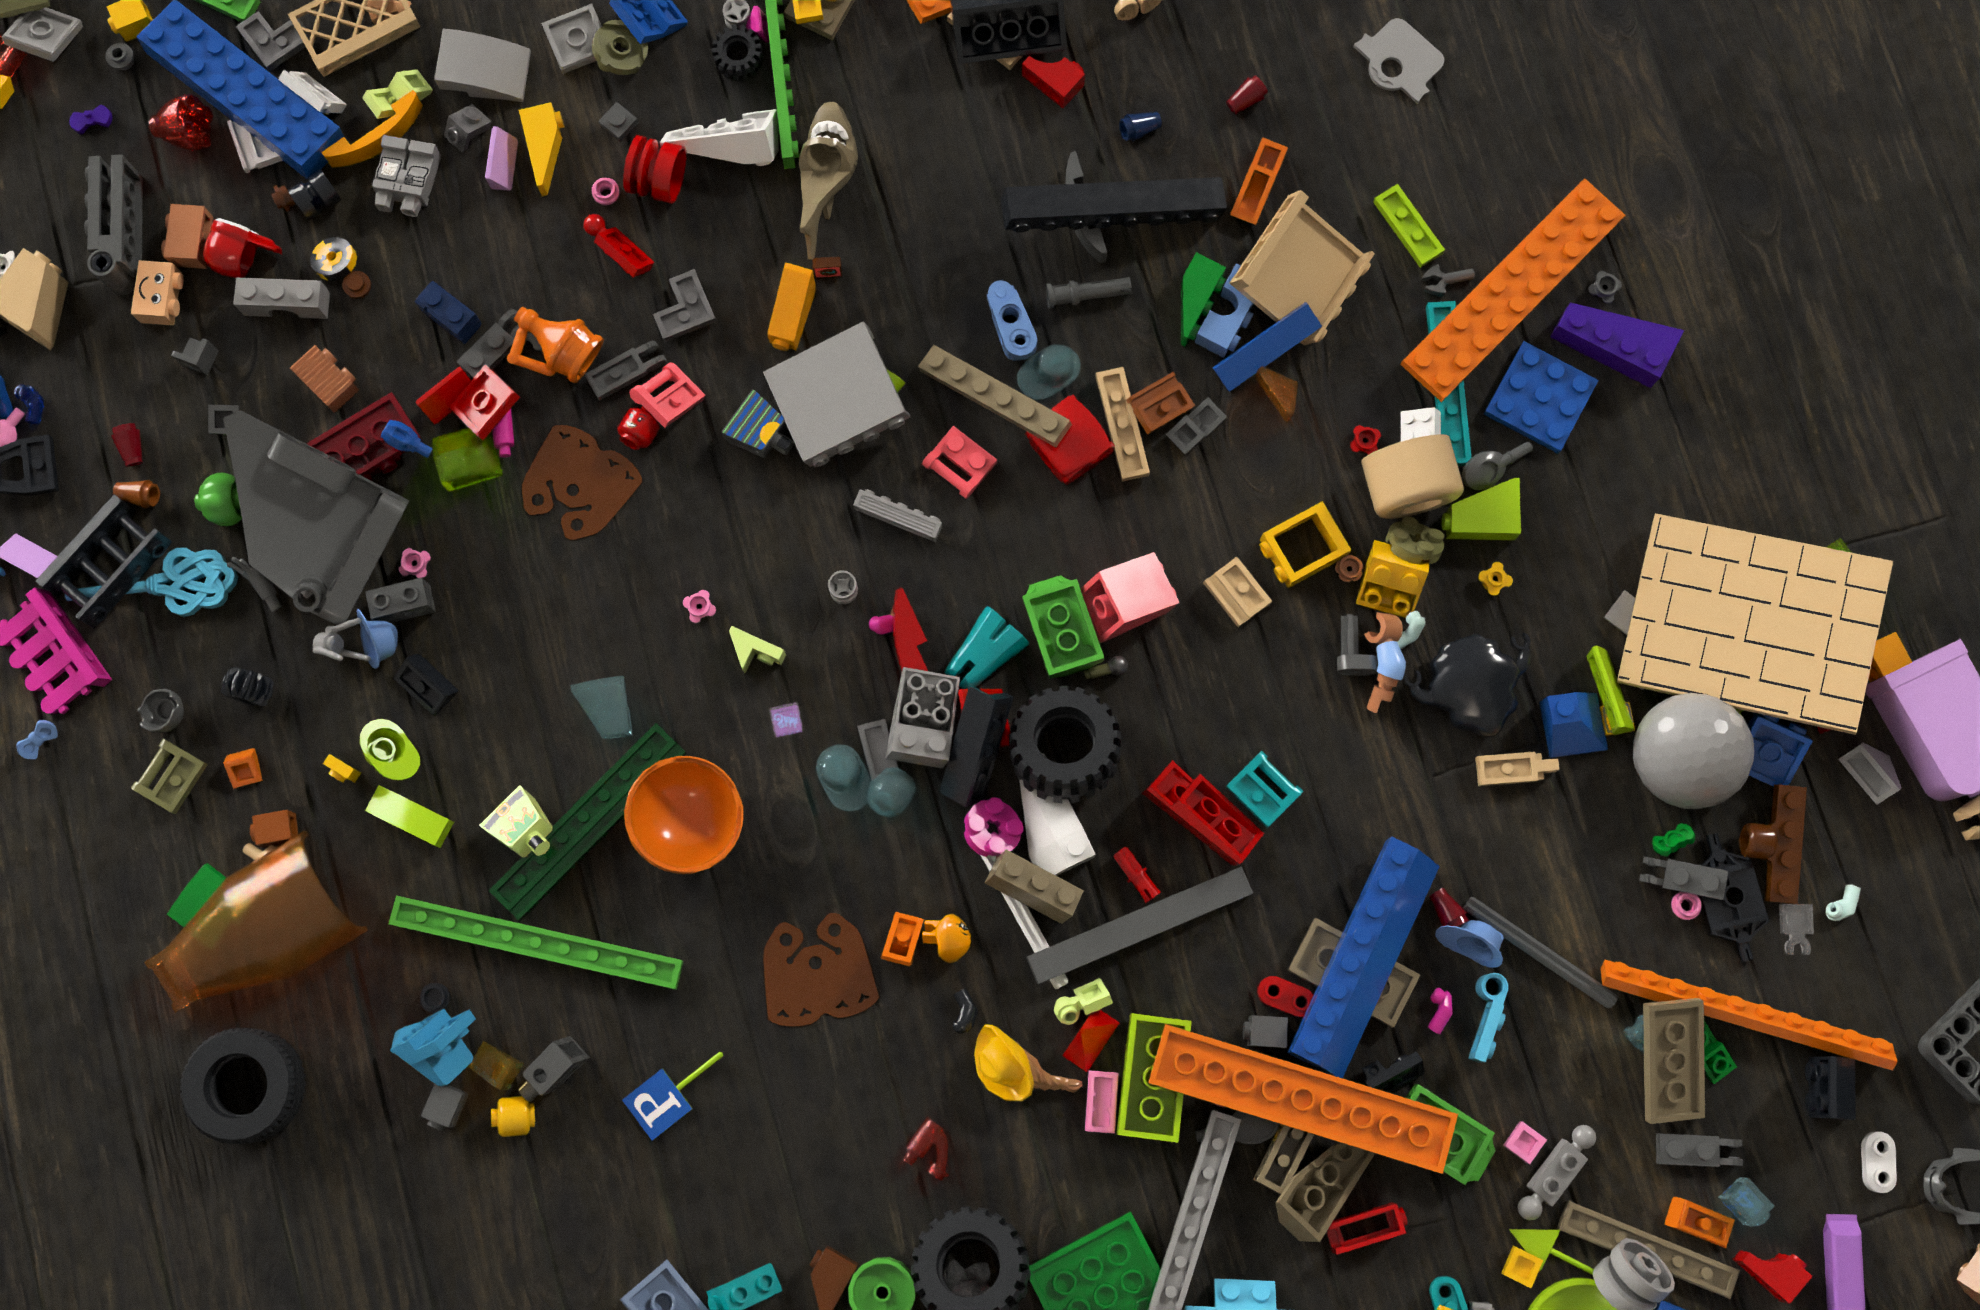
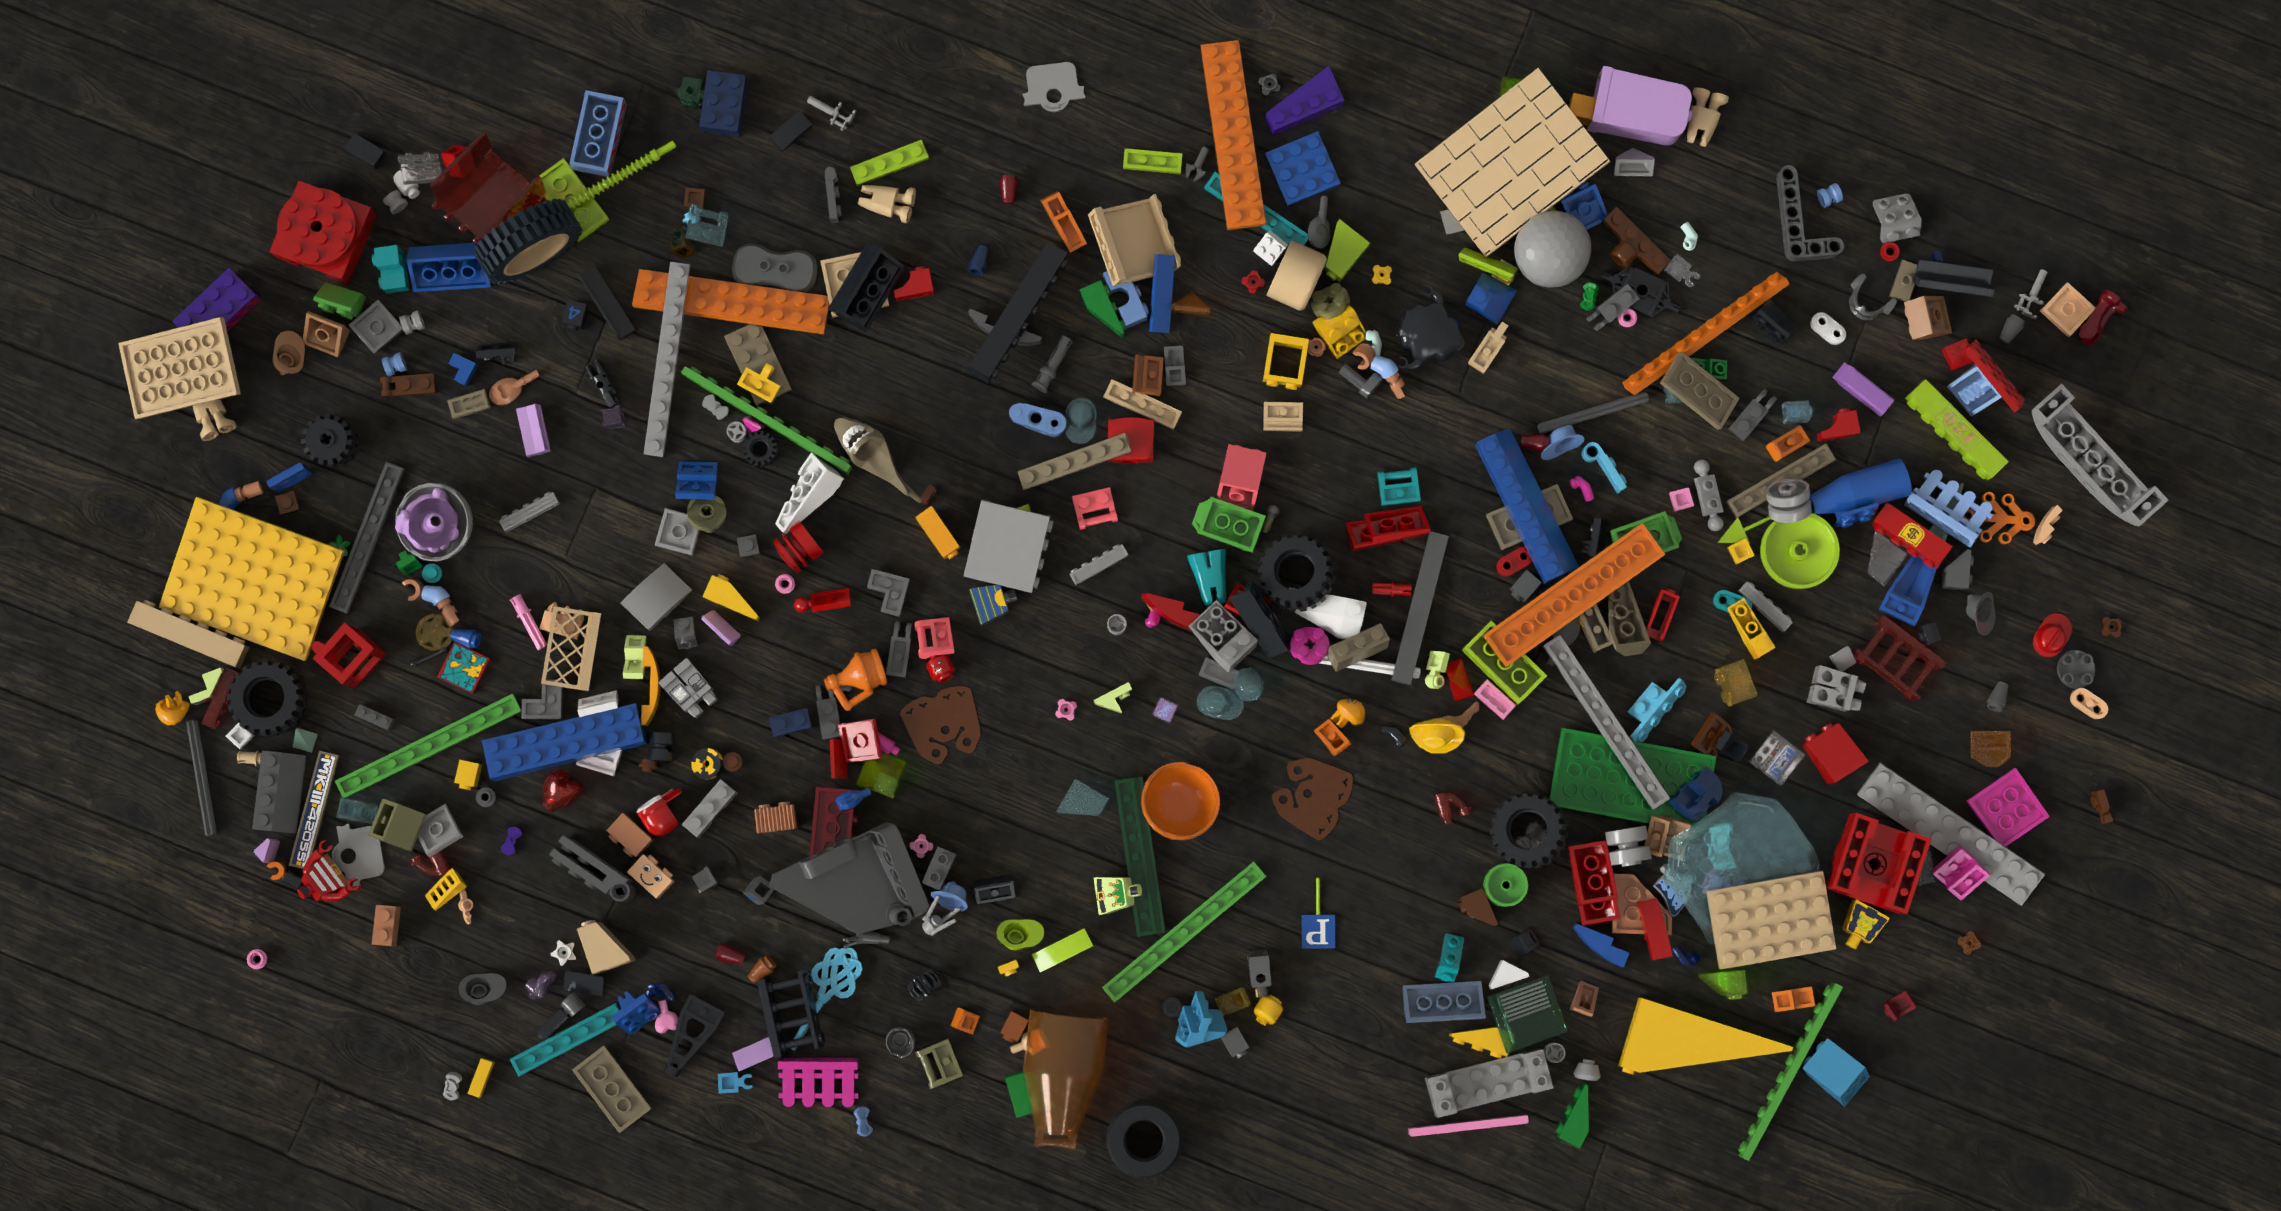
camera: 55 degrees left, 5 degrees up
(219, 500) = (803, 924): bright green plant -> none

